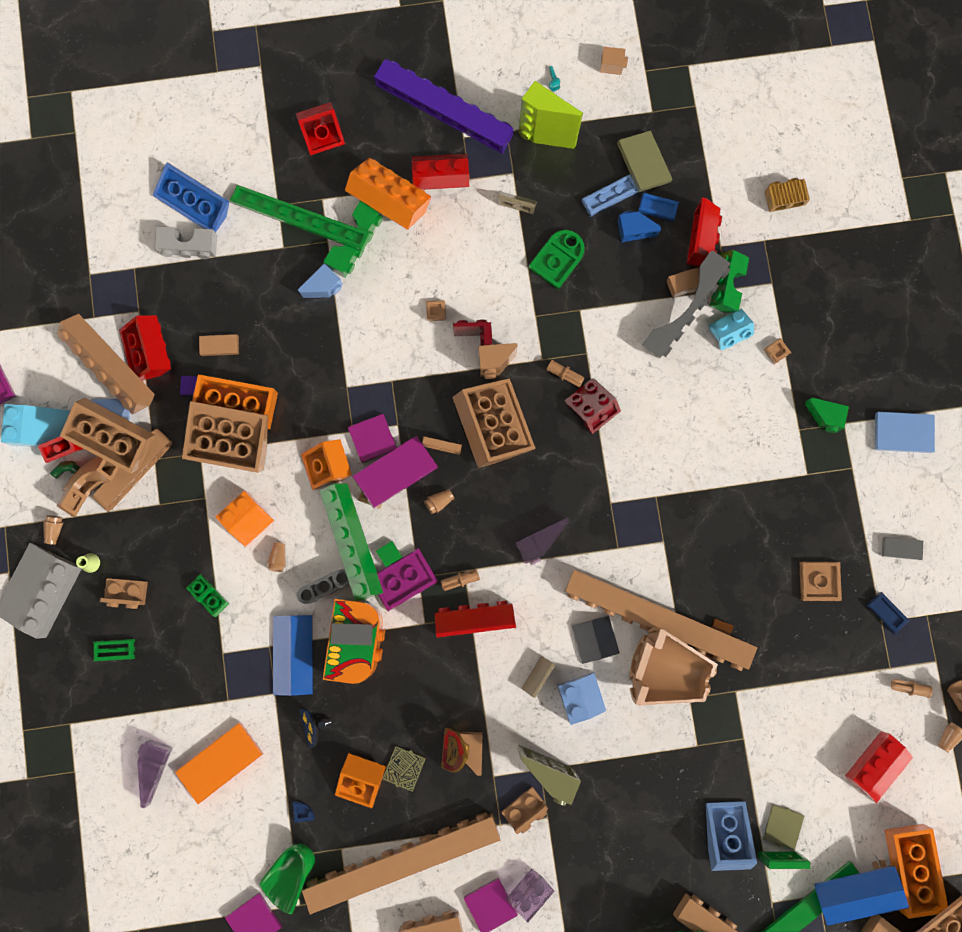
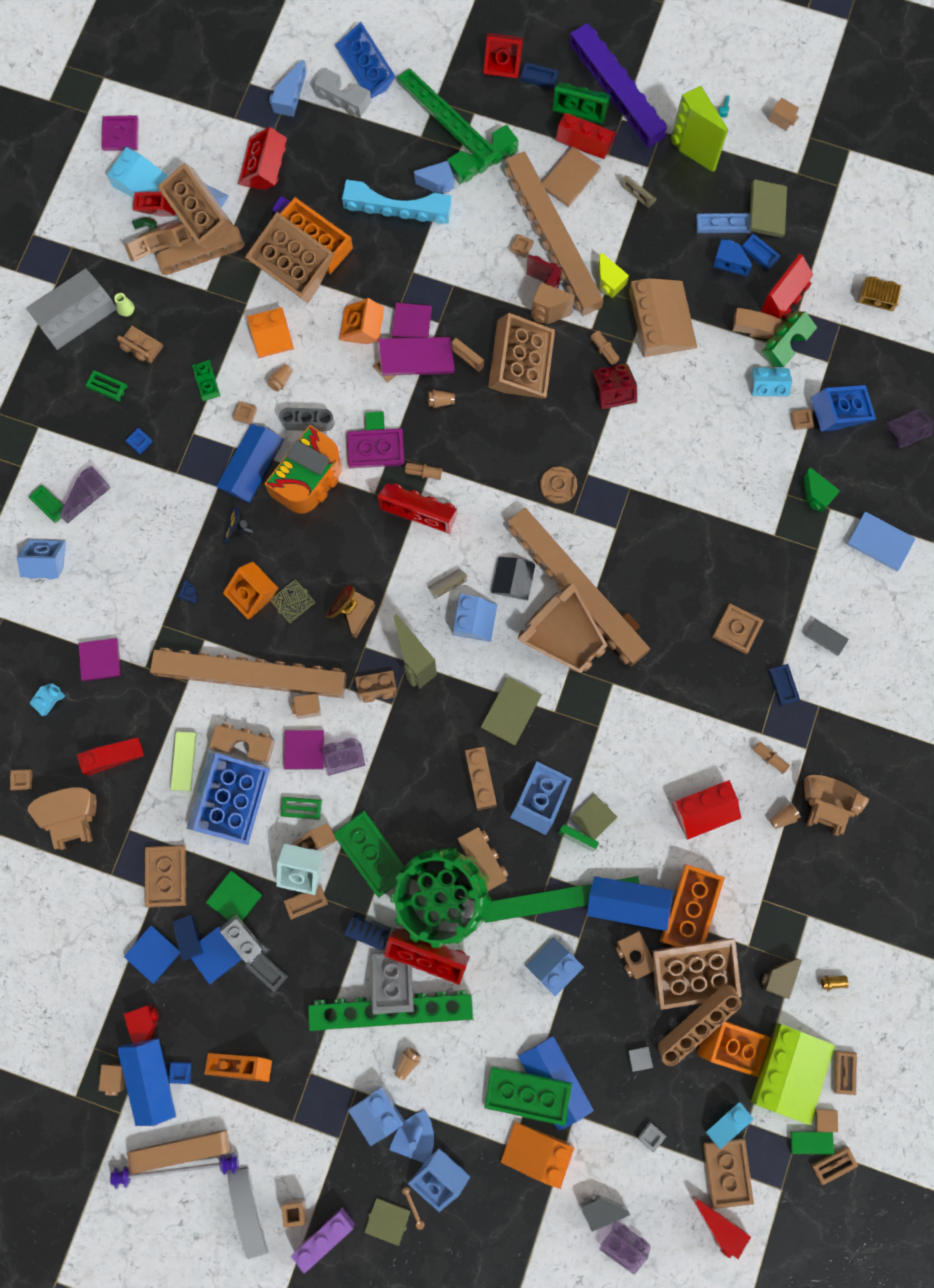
camera: 30 degrees right, 5 degrees down
(52, 527) = (109, 265): medium nougat cone -> none
(105, 364) = (224, 156): medium nougat brick -> none
(120, 796) = (47, 503): none -> green tile
(132, 266) = (288, 91): none -> medium blue slope
(145, 855) = (42, 558): none -> medium blue slope
(175, 688) = (139, 440): none -> blue tile
(219, 345) = (324, 187): medium nougat tile -> none
(219, 763) = (142, 518): orange tile -> none
(259, 339) = (430, 208): none -> medium azure arch
(261, 609) = (244, 413): none -> medium nougat tile
(287, 876) = (148, 634): green hair -> none
(351, 541) = (348, 392): green brick -> none
(364, 131) = (539, 75): none -> dark blue tile
(388, 193) = (531, 130): orange brick -> none
(419, 140) = (581, 102): none -> green slope
(446, 219) = (570, 176): none -> medium nougat tile
(460, 285) = (553, 233): none -> medium nougat brick
(471, 865) = (306, 706): none -> medium nougat brick
(534, 301) = (611, 276): none -> neon yellow slope
(537, 544) = (507, 473): clear purple slope -> none
(557, 258) = (649, 253): green tile -> none
(590, 528) = (558, 485): none -> medium nougat tile
(601, 316) = (662, 316): none -> medium nougat slope
(659, 768) = (511, 711): none -> olive tile
(666, 849) = (480, 778): none -> medium nougat brick
(709, 273) = (704, 357): dark grey arch -> none
(809, 323) = (842, 407): none -> blue slope
(878, 310) = (911, 427): none -> clear purple bracket

